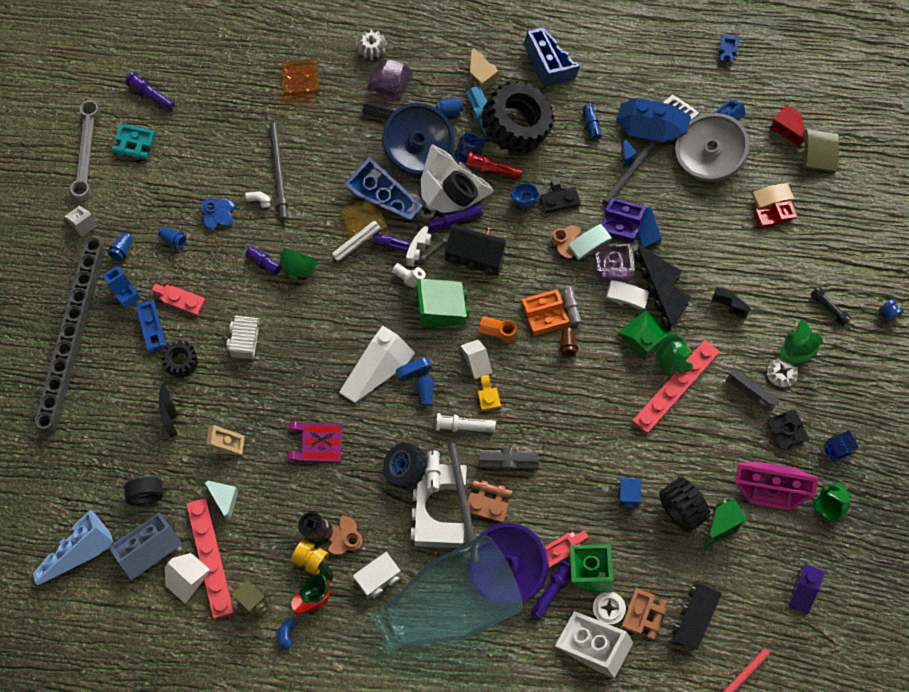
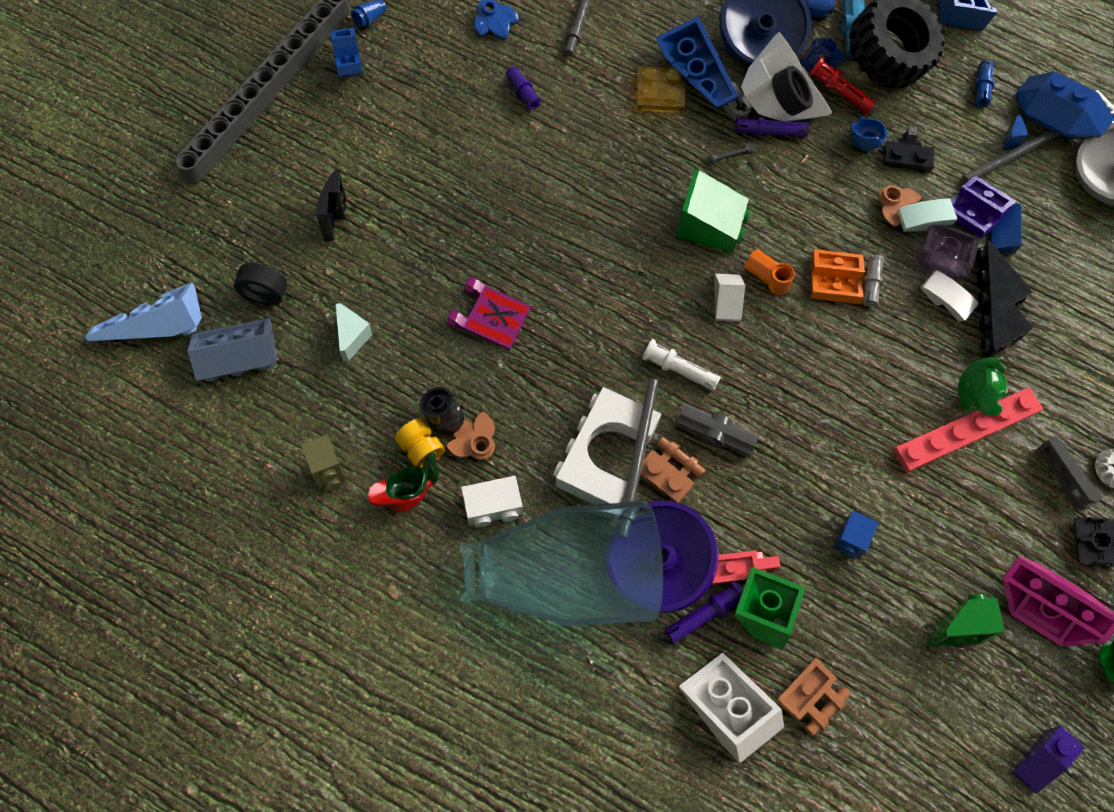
camera: 20 degrees right, 0 degrees up
(151, 325) = (360, 109): blue plate -> none
(172, 237) = (432, 26): blue cone -> none
(174, 349) = (370, 146): black tyre -> none
(179, 299) = (407, 93): coral hinge -> none
(185, 575) = (262, 402): white slope -> none
(210, 556) = (301, 397): coral plate -> none
(224, 441) = (382, 267): tan slope -> none
(244, 337) = (460, 162): white brick -> none
(258, 196) = (548, 18): white arm -> none
(283, 633) = (346, 521): blue arm -> none
(297, 264) = (560, 104): green cylinder -> none
(356, 241) = (641, 107): white axle -> none
(377, 364) = (611, 250): white wedge -> none
(390, 242) = (681, 124): dark purple axle -> none
(404, 465) = (584, 382): black wheel -> none
(409, 277) = (685, 168): white arm -> none
(413, 369) = (646, 276): blue beam -> none
(418, 244) = (712, 139): white slope -> none
(425, 390) = (649, 306): blue cone -> none
(433, 471) = (616, 402): white pin -> none
(475, 250) = (781, 169): black slope -> none
(488, 396) = (724, 346): yellow plate -> none
(568, 343) = (851, 323): reddish brown cone -> none
(615, 601) = (782, 665): white gear -> none
(644, 334) = (950, 350): green slope -> none
(684, 504) = (925, 578): black tyre -> none
(696, 615) = (884, 728): black wedge -> none
(736, 305) = (1087, 362): black slope -> none

